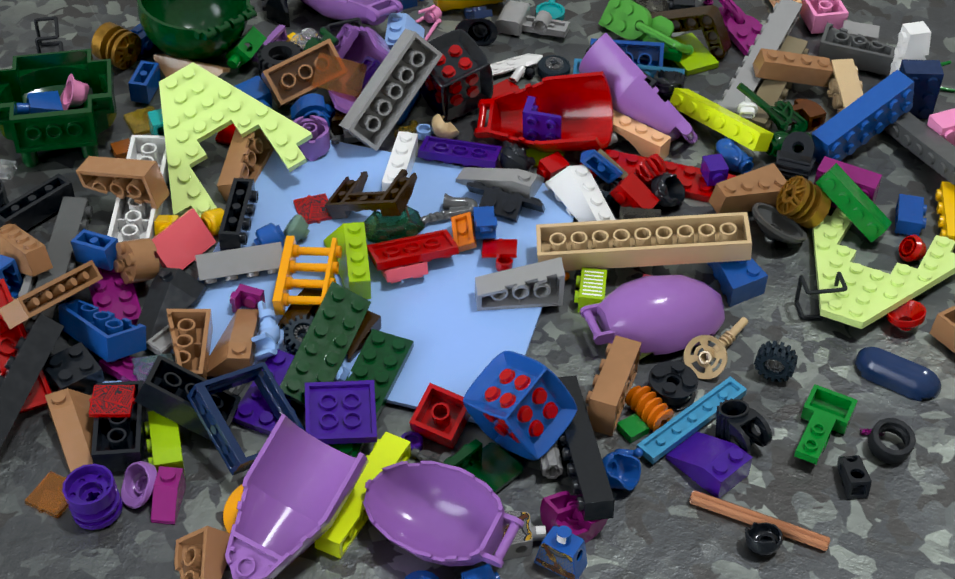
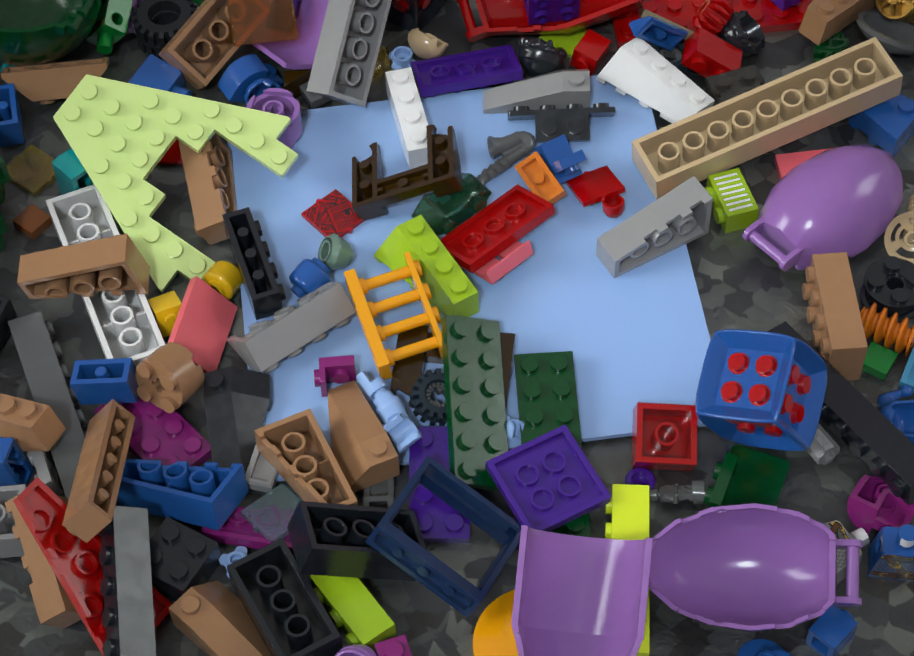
camera: 20 degrees left, 10 degrees up
(112, 401) = (263, 582): red piece -> none

